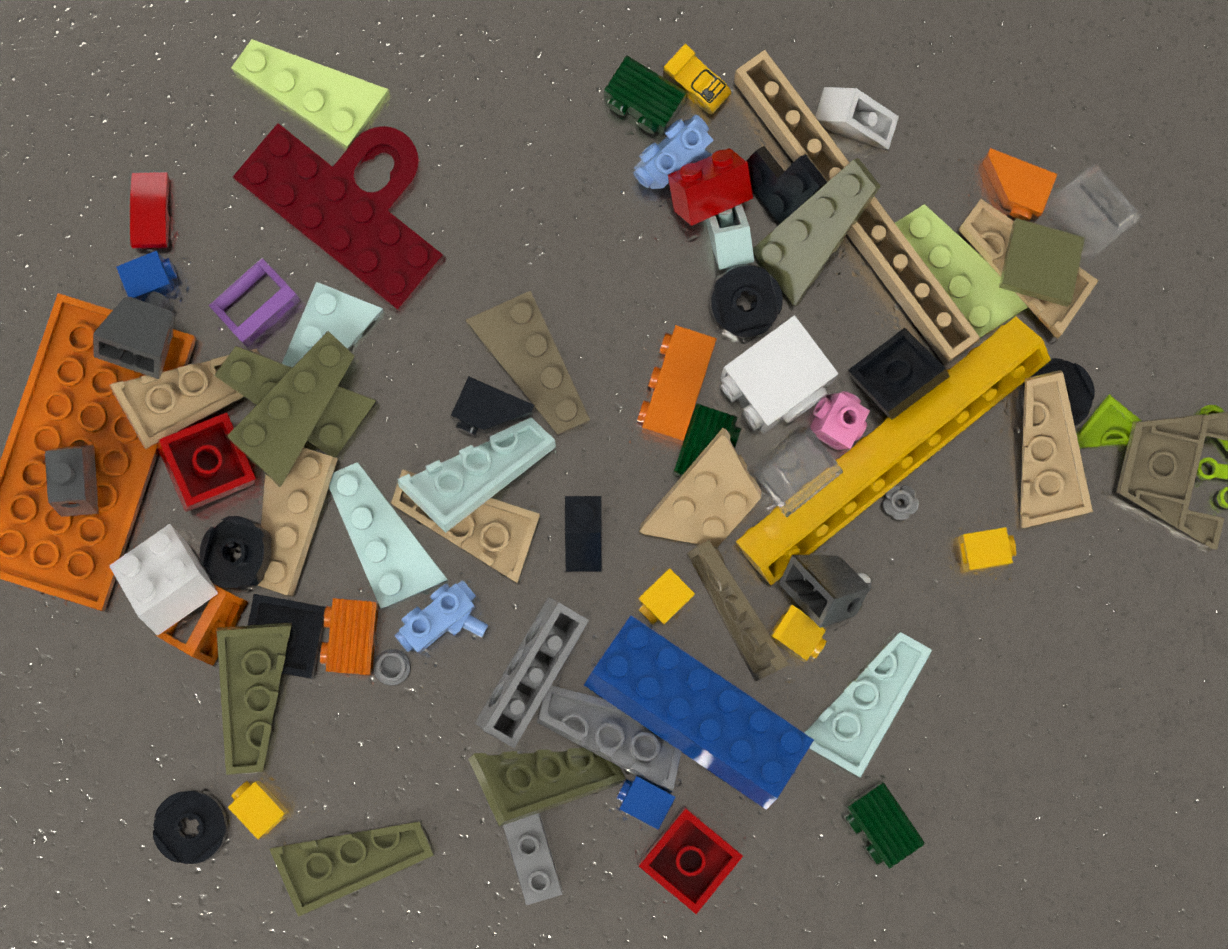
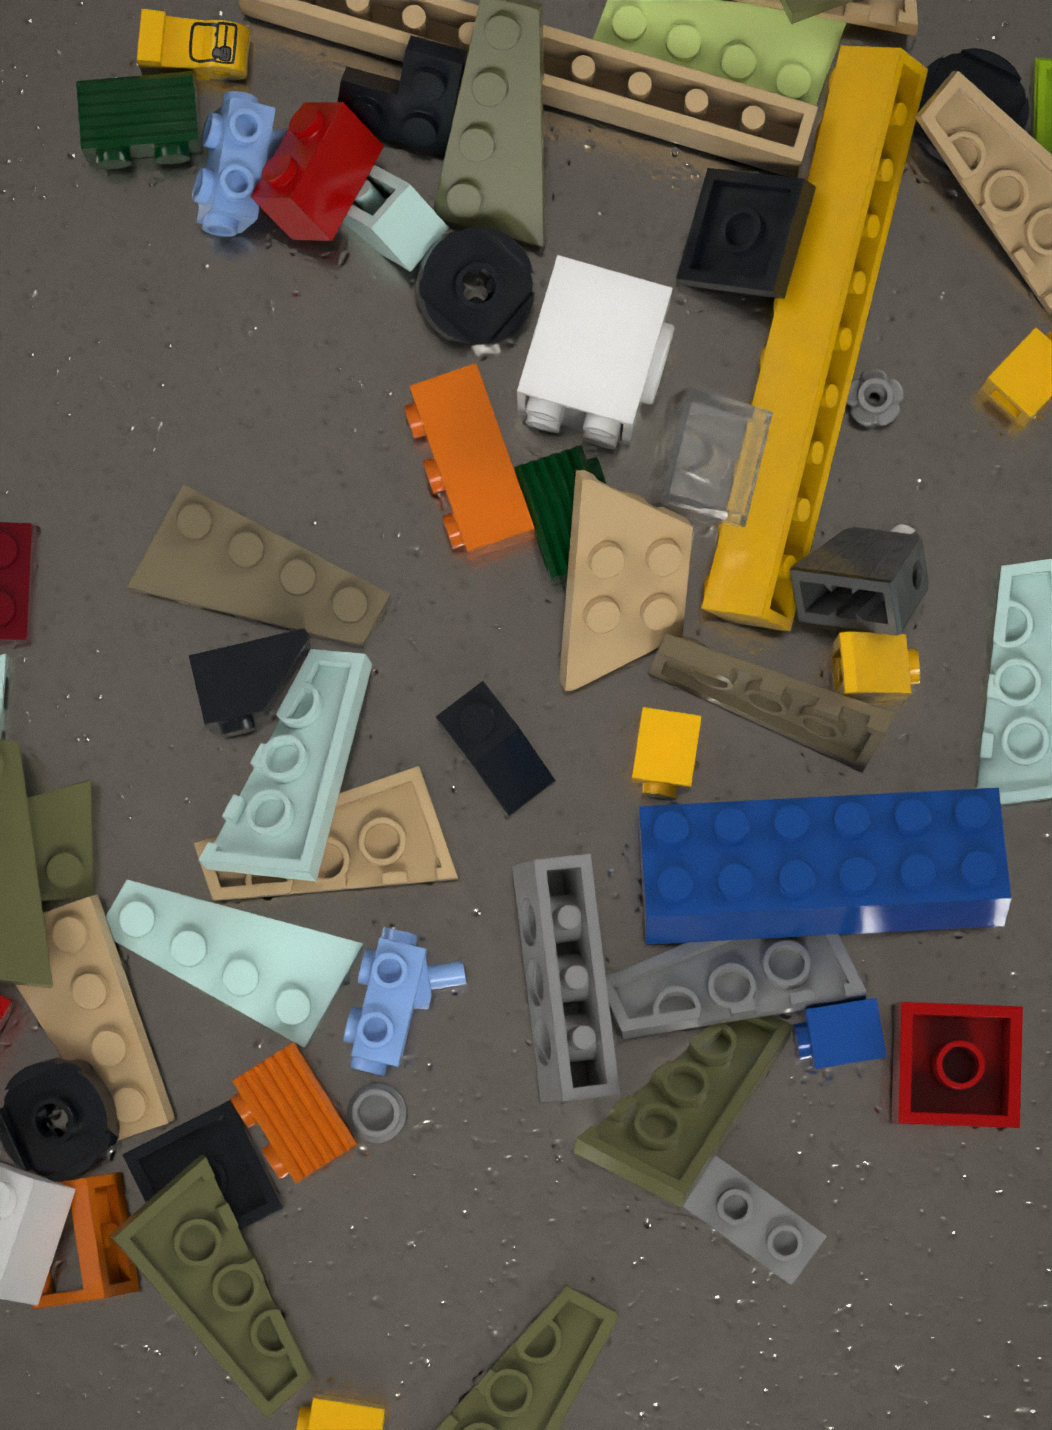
camera: 35 degrees left, 0 degrees up
(839, 420) = (716, 349): bright pink brick -> none

